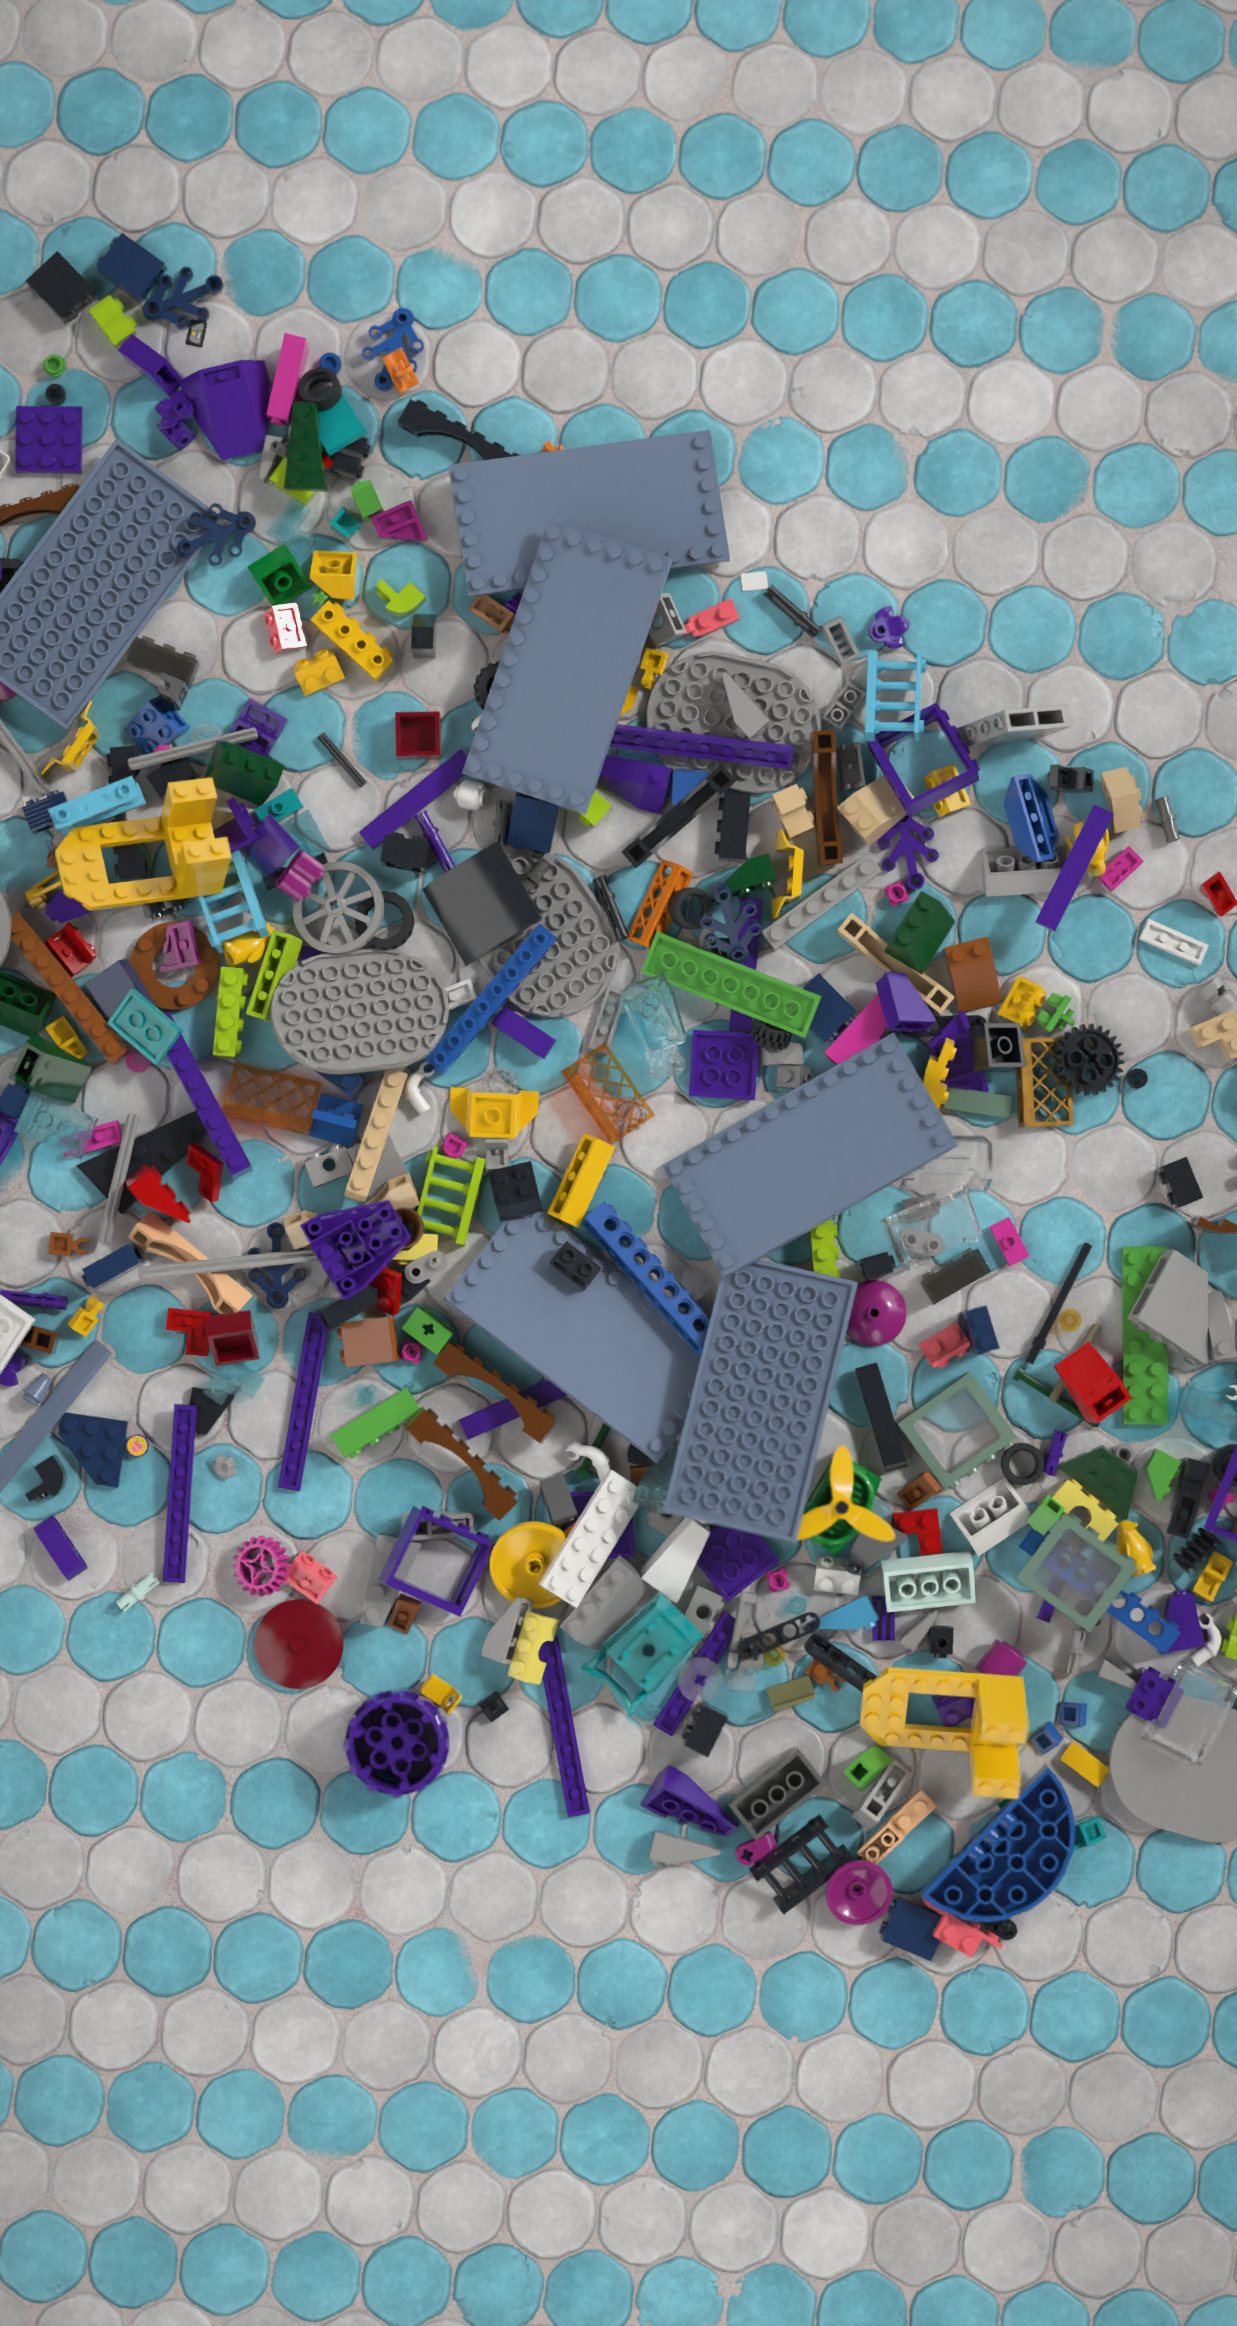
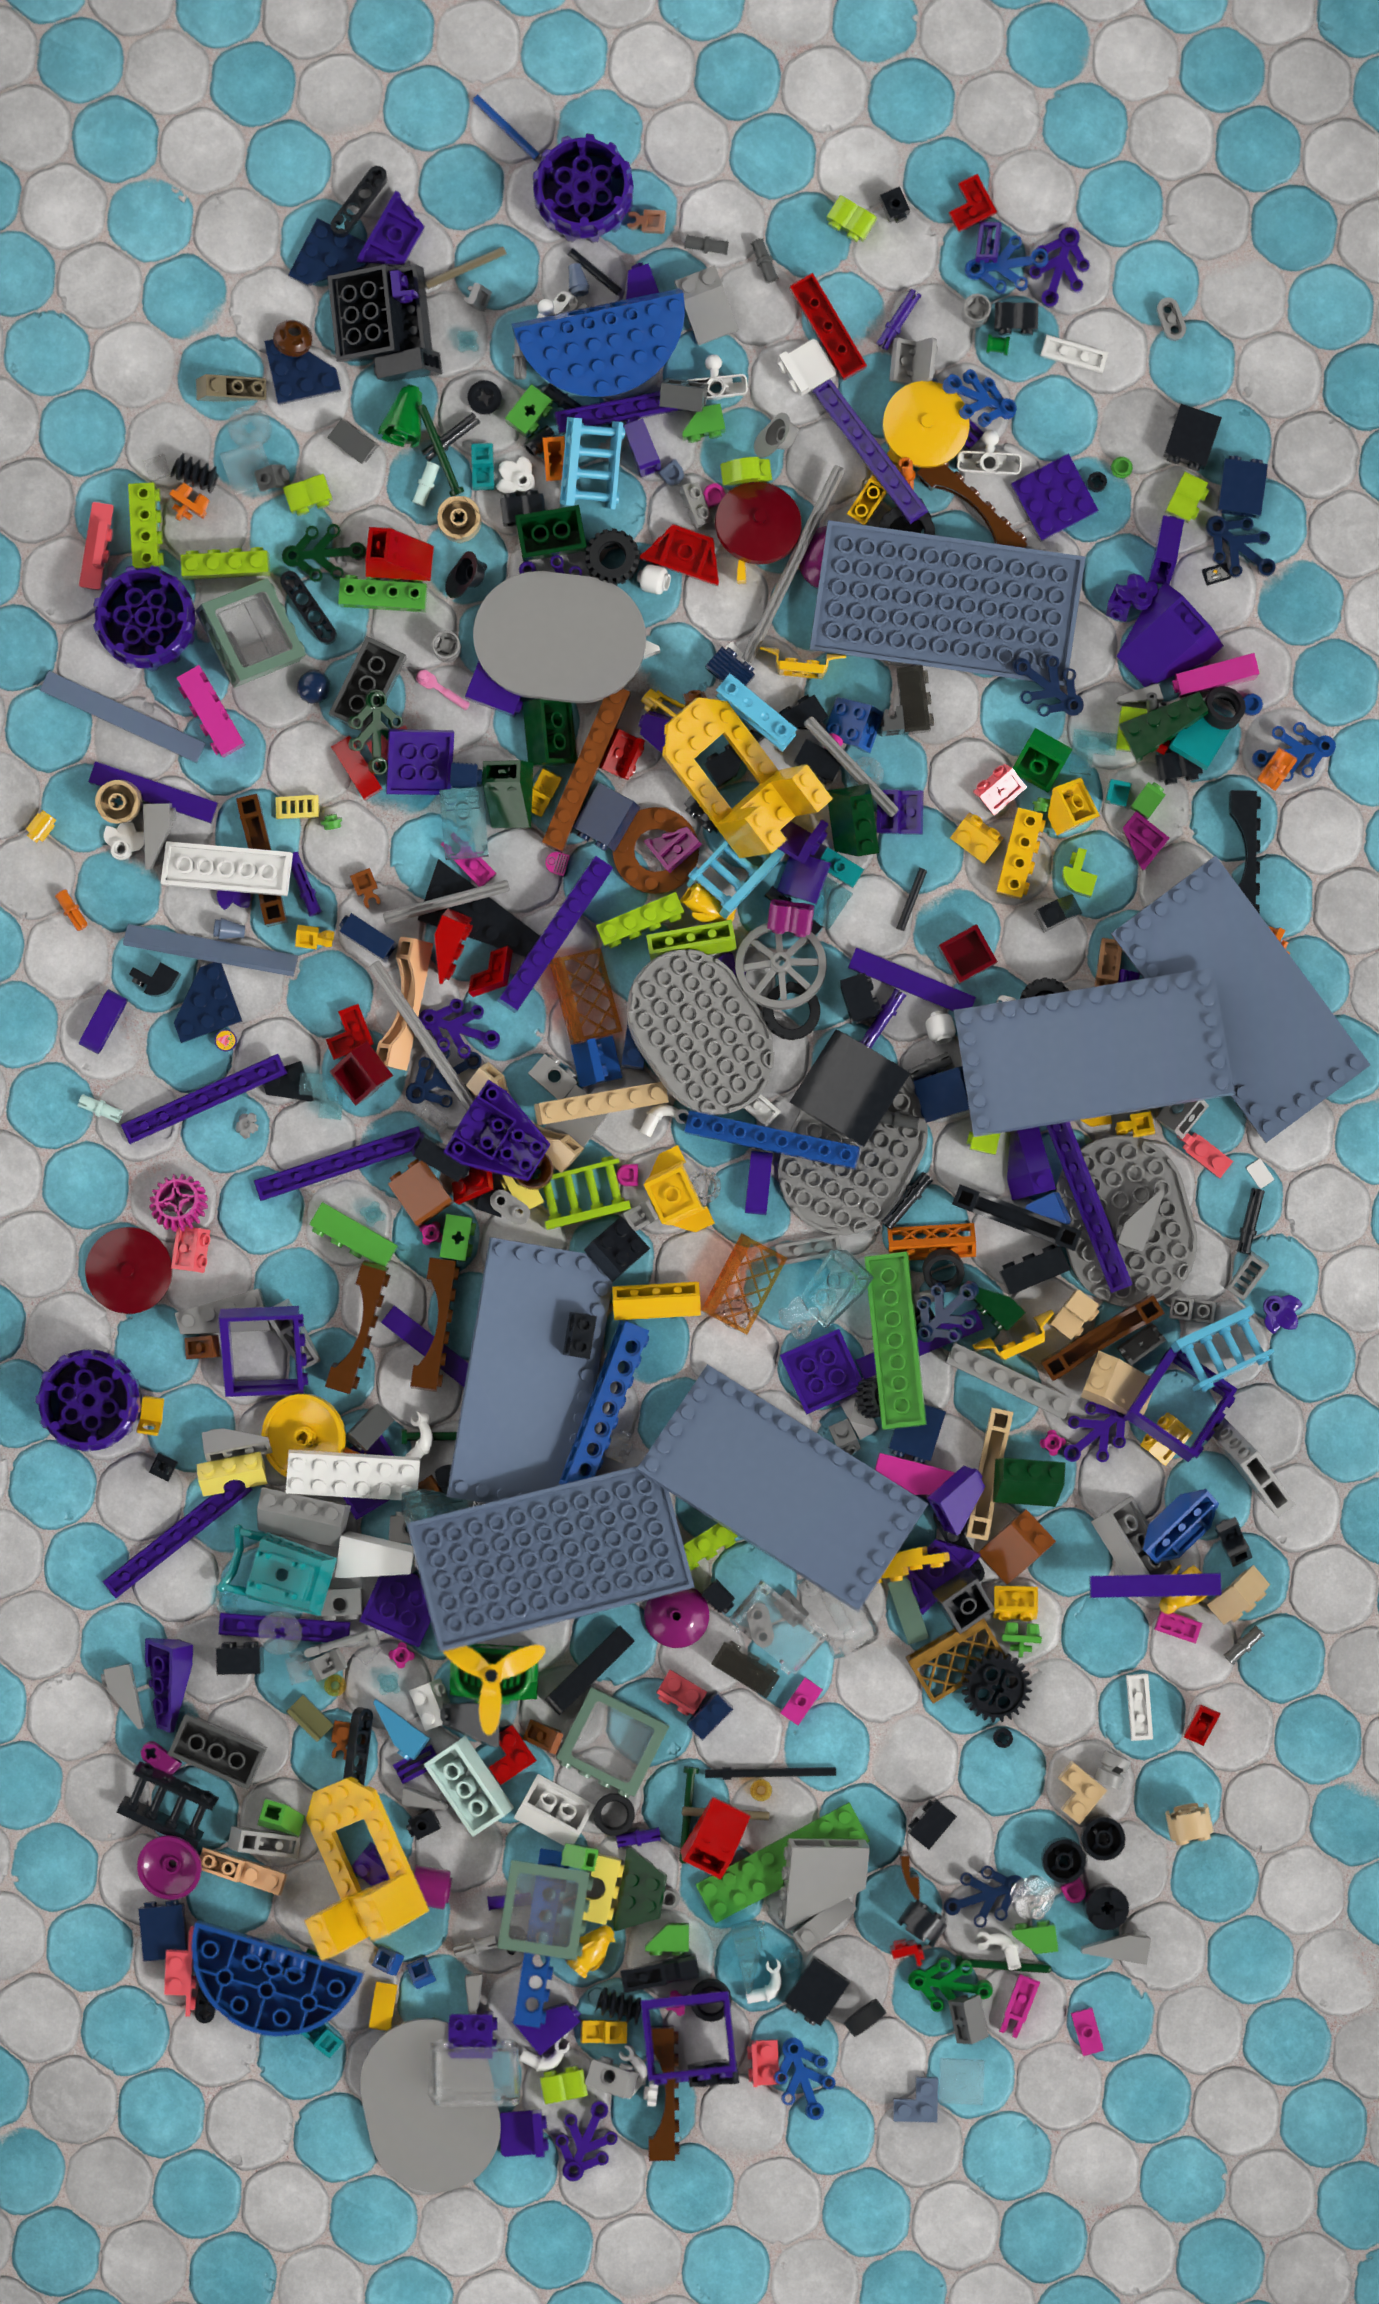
camera: 70 degrees right, 0 degrees up
(144, 1026) = (588, 854): teal tile -> none
(237, 1229) = (456, 1027): none -> dark purple plant
(777, 1631) = (356, 1678): black beam -> none

